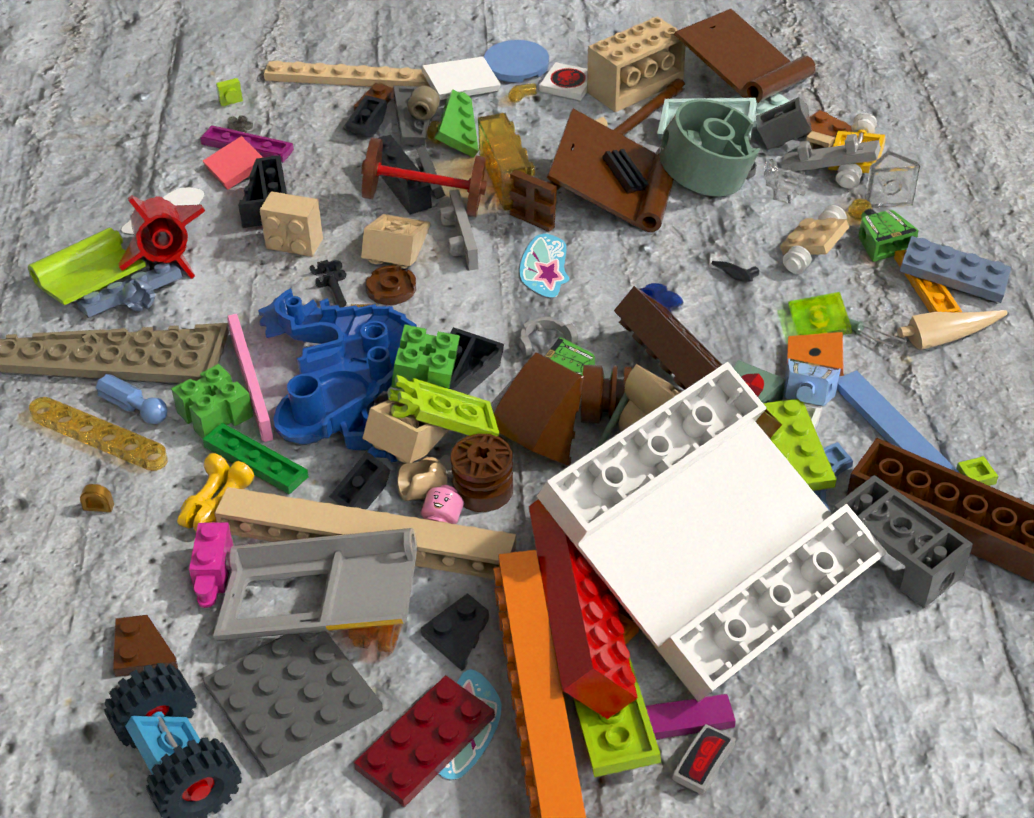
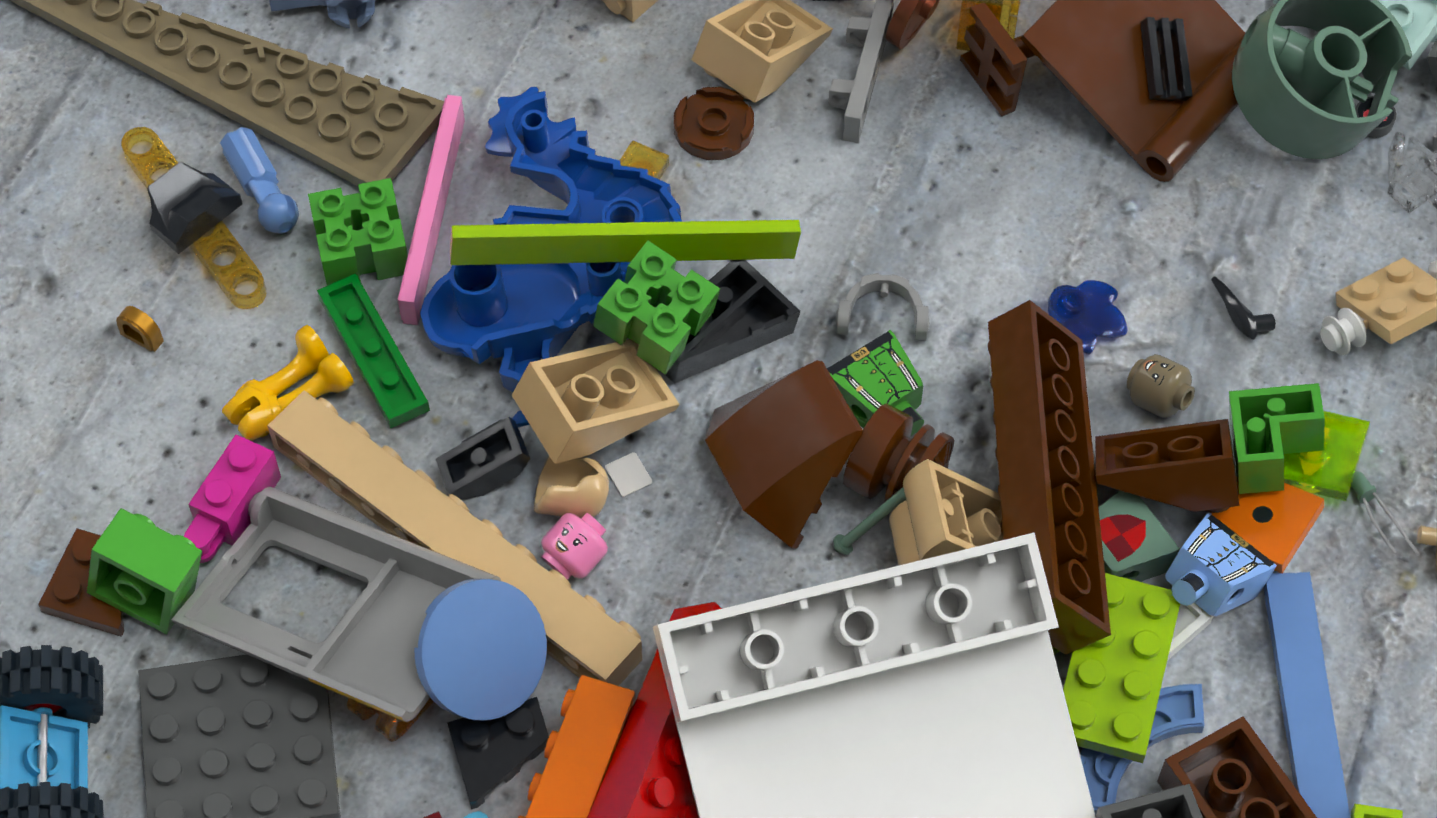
camera: 25 degrees right, 15 degrees up
(95, 423) = (188, 205): none -> black slope
(180, 614) = (143, 570): none -> bright green brick
(332, 275) = (633, 78): black piece -> none
(382, 336) = (622, 241): none -> lime tile
(425, 569) = (481, 649): none -> medium blue tile
(443, 407) = (643, 399): lime tile -> none
(482, 472) = (660, 536): reddish brown wheel -> none
(544, 265) = (958, 175): sticker -> none
(720, 315) = (1160, 386): none -> dark tan head
(762, 339) = (1172, 465): none -> reddish brown slope
(795, 308) = (1271, 424): none -> bright green brick

